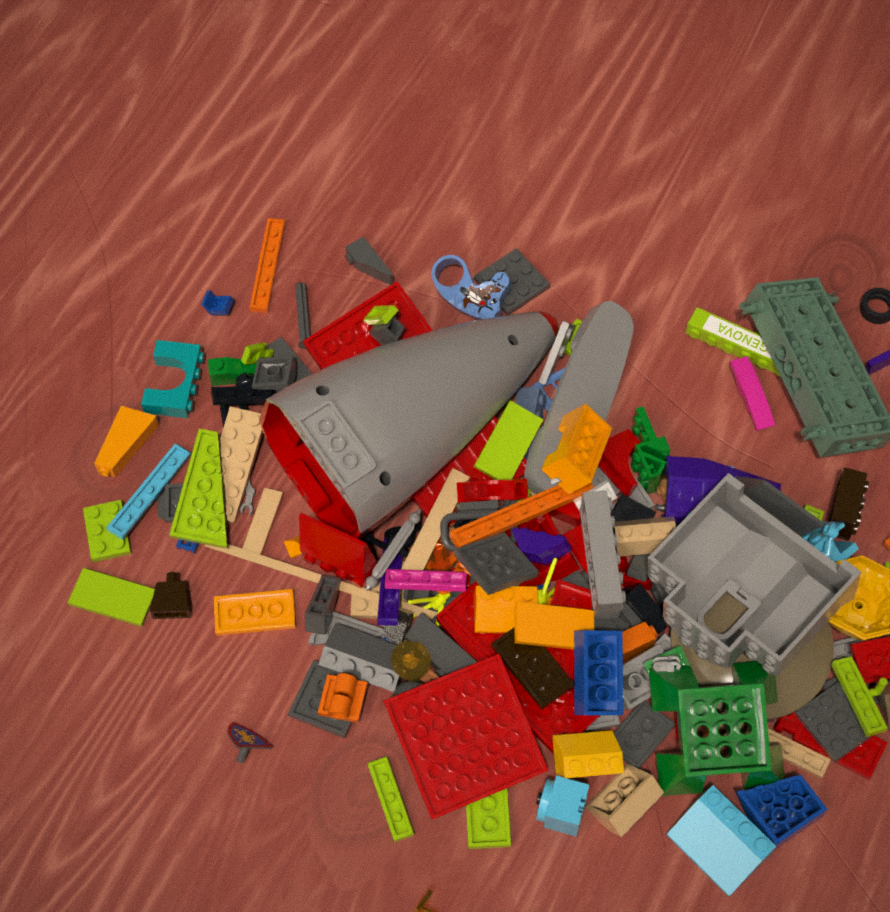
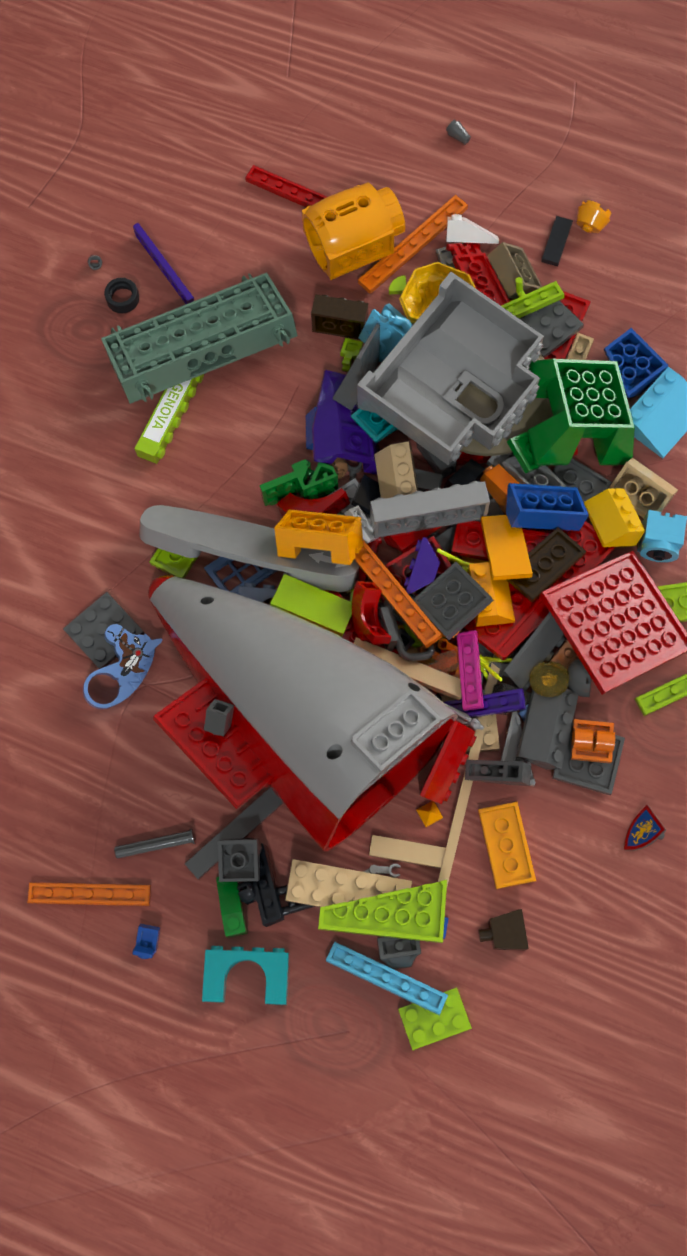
camera: 95 degrees left, 10 degrees up
(112, 597) = (510, 997): lime tile -> none
(124, 439) = (322, 1017): light orange slope -> none
(256, 351) = (213, 887): lime plate -> none
(366, 260) = (83, 782): dark grey slope -> none
(380, 315) = (204, 723): lime tile -> none
(557, 351) = (190, 572): light grey wing -> none
(666, 663) = (535, 446): light grey piece -> none
(752, 393) = (224, 399): dark pink slope -> none

